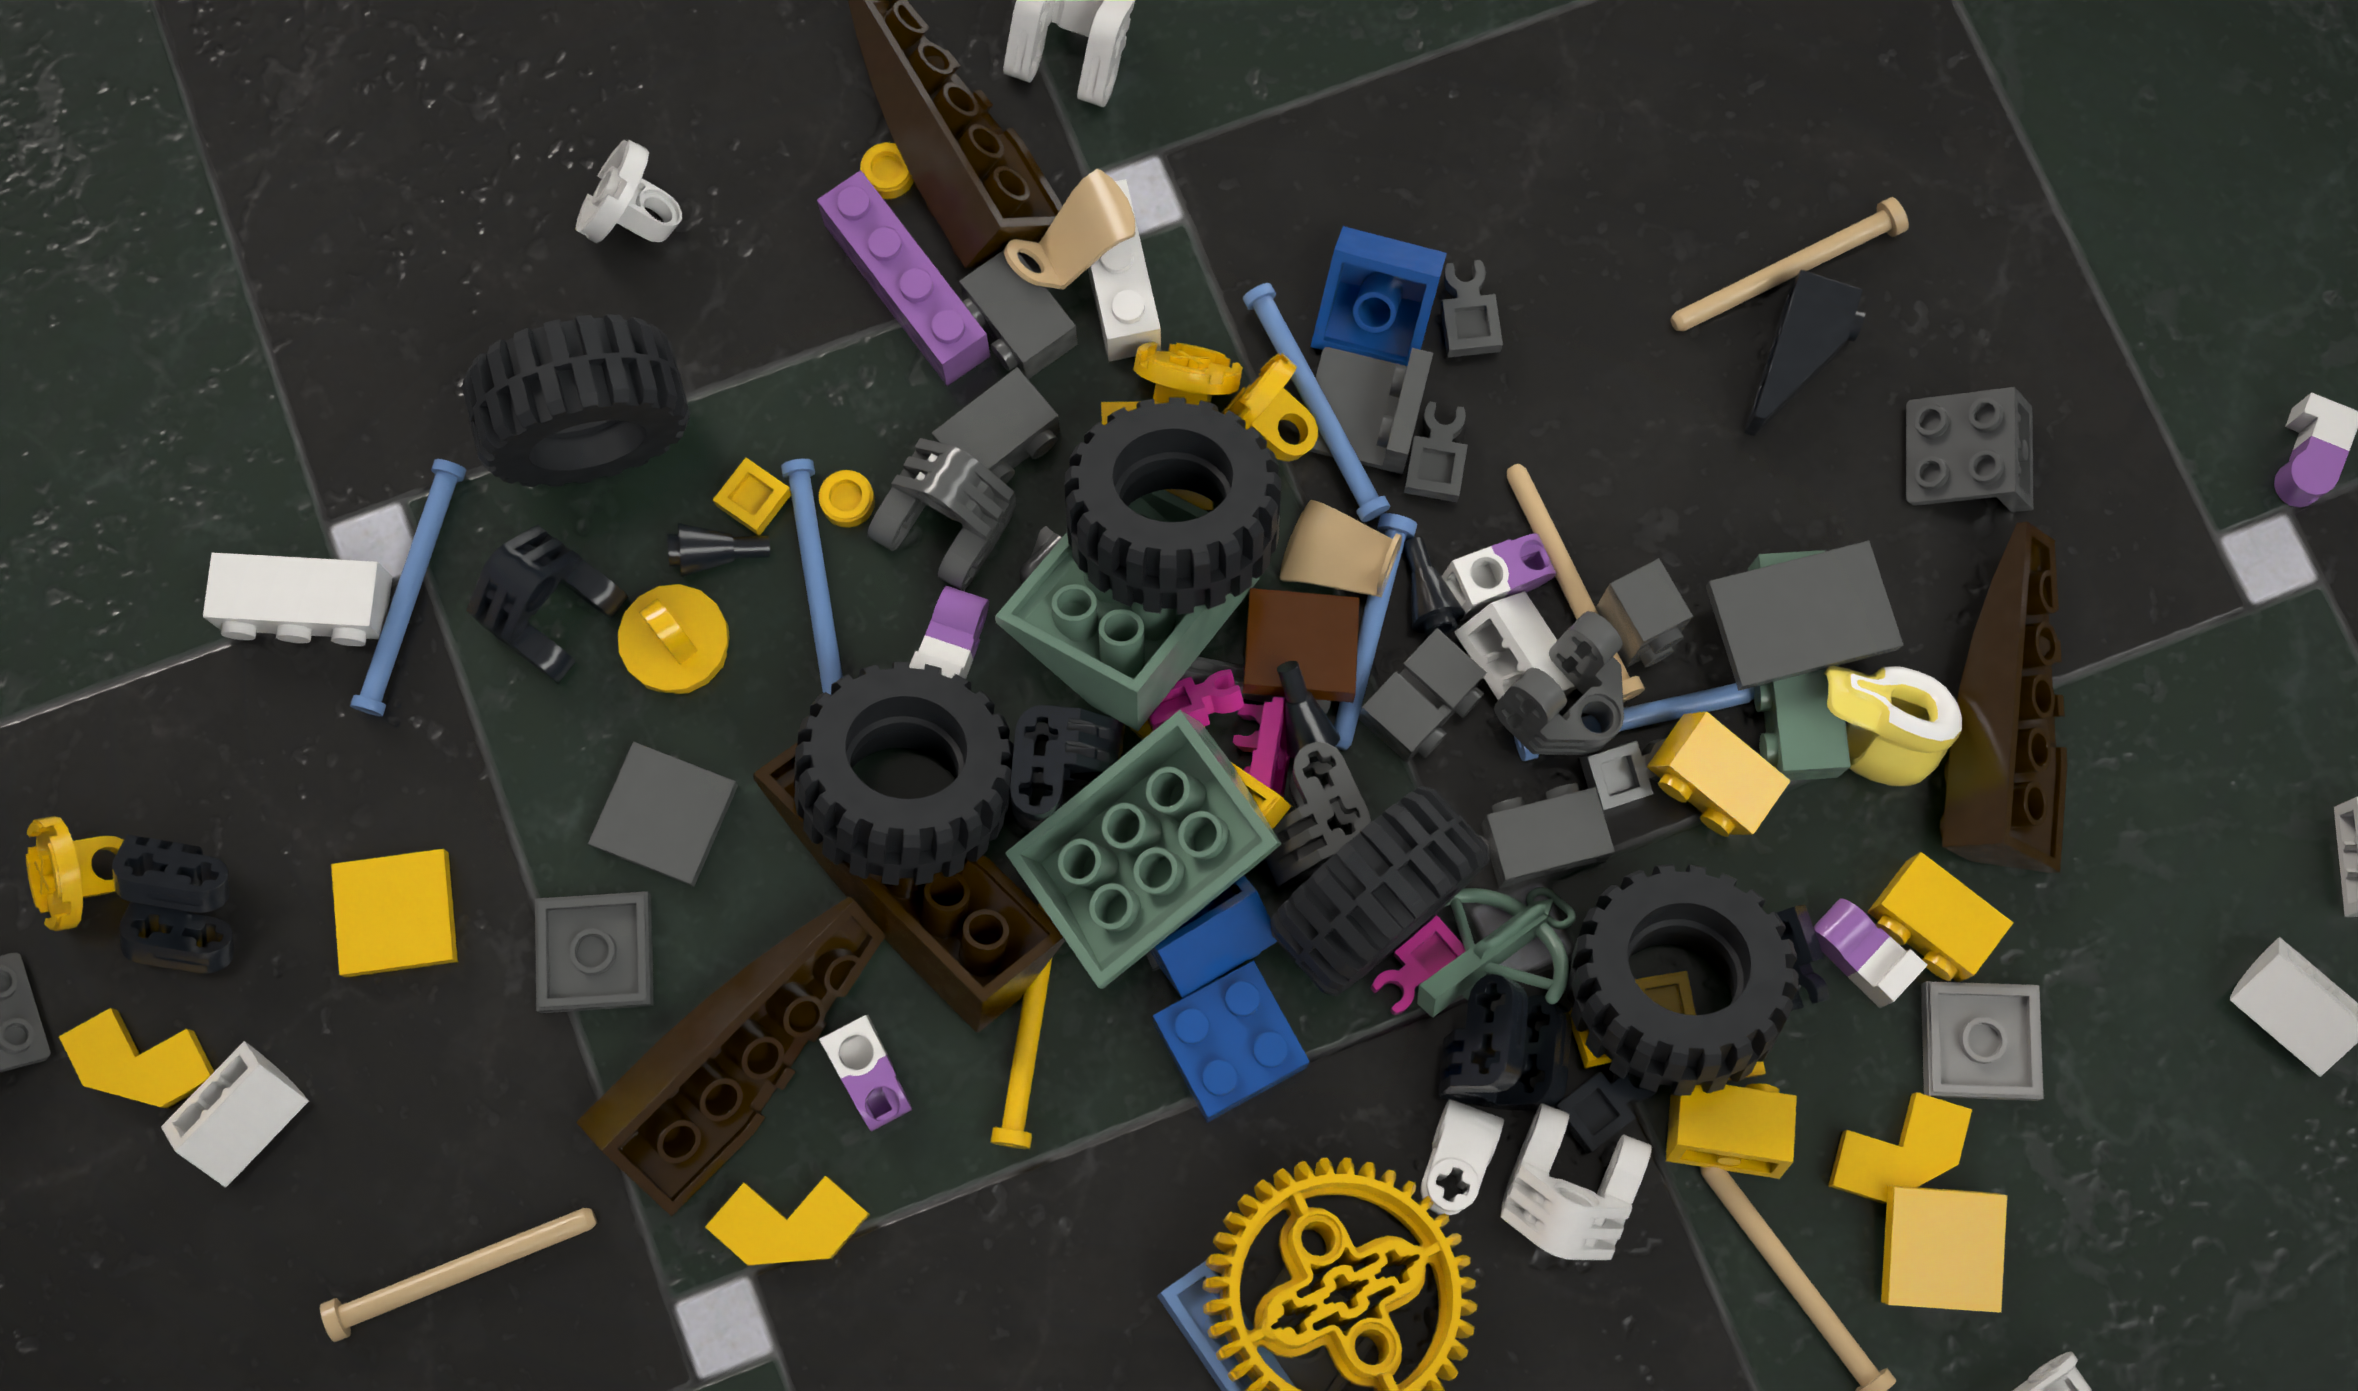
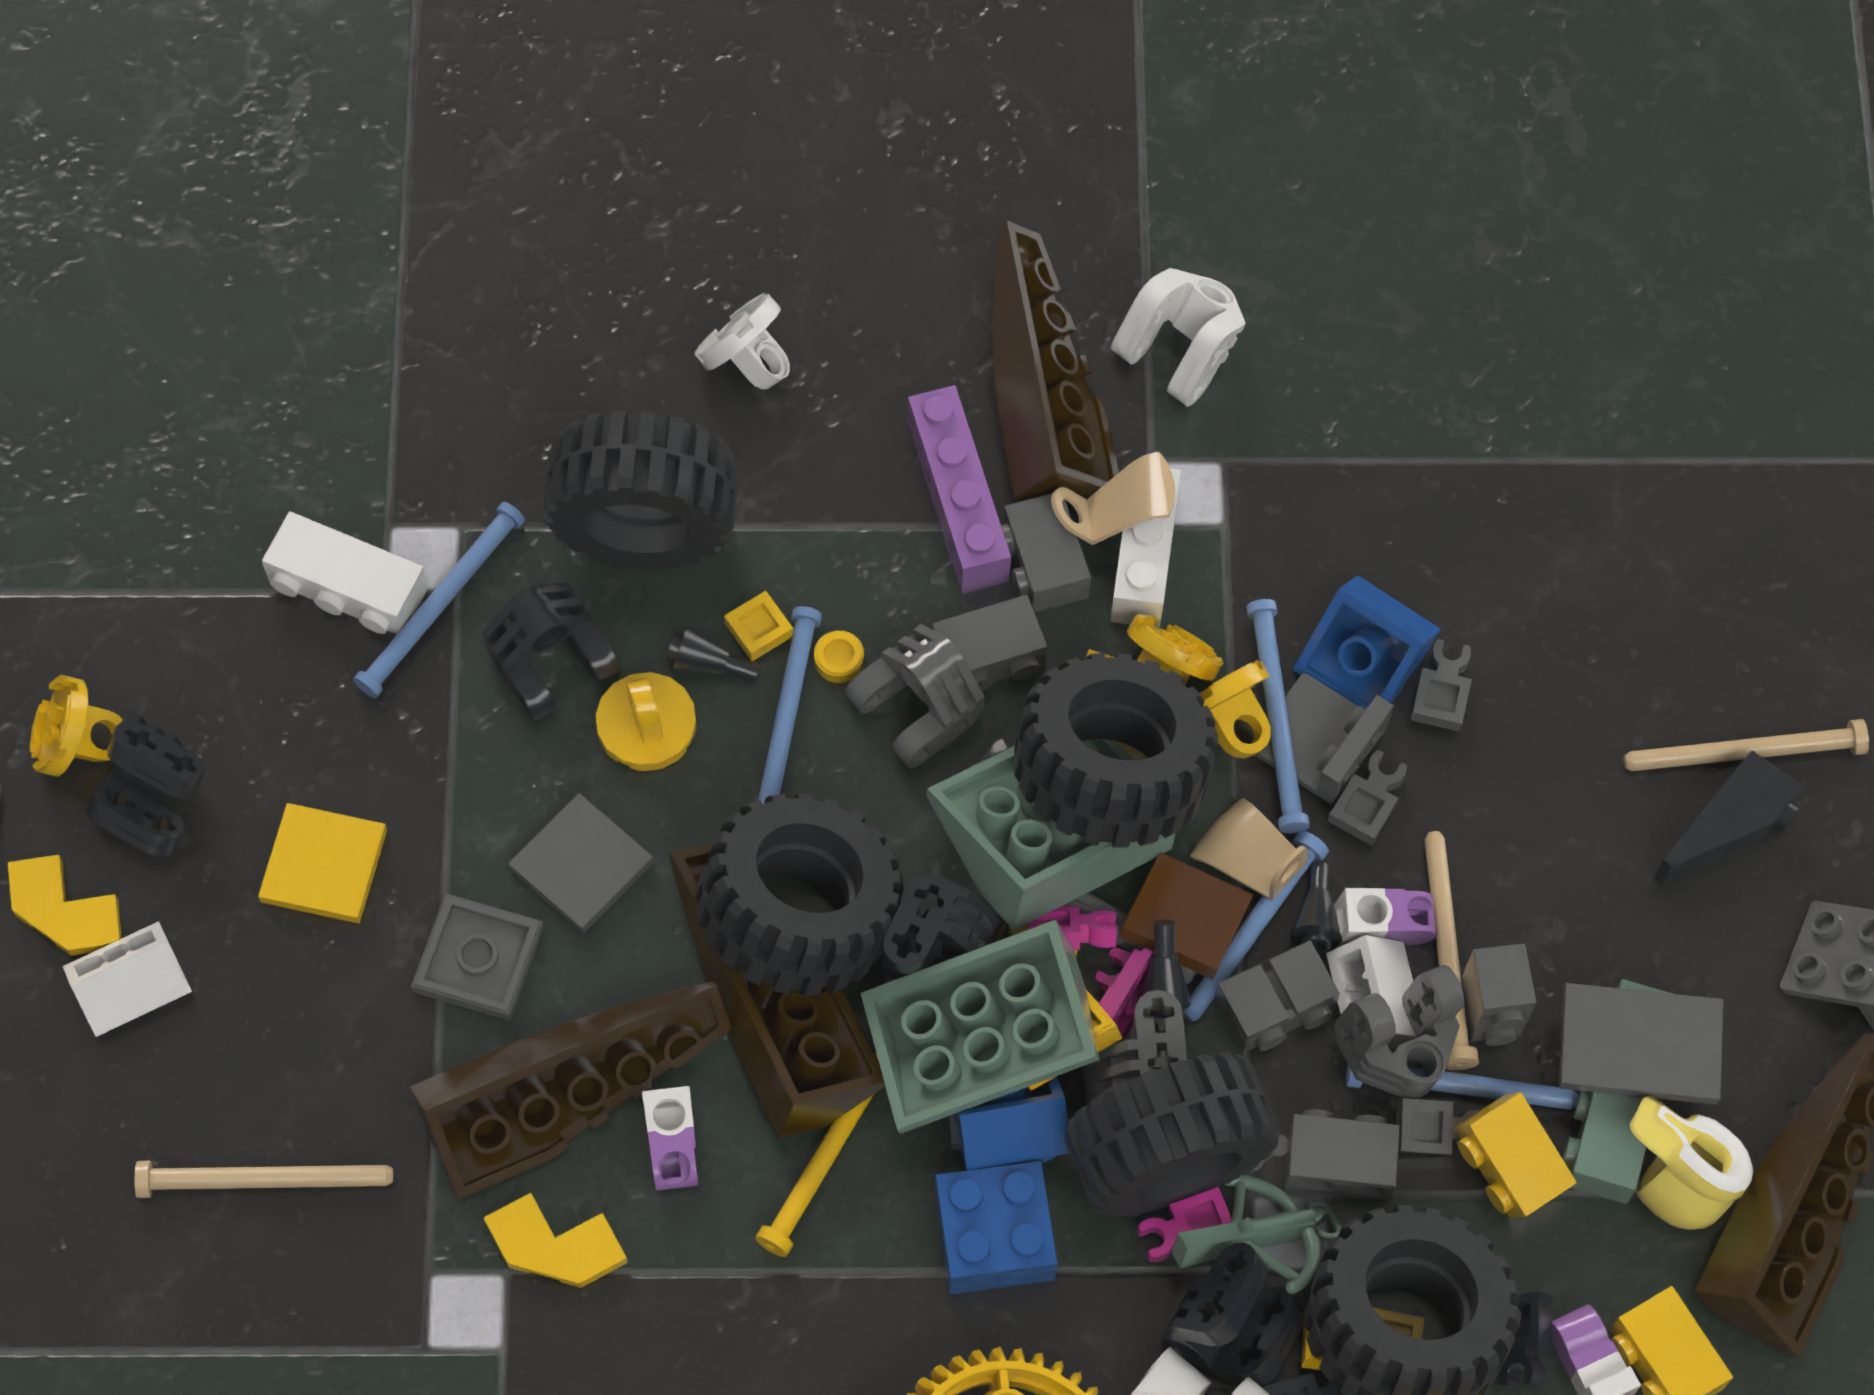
camera: 20 degrees right, 10 degrees down
(886, 170) = (978, 396): yellow tile -> none
(953, 633) = (889, 797): medium lavender leg -> none

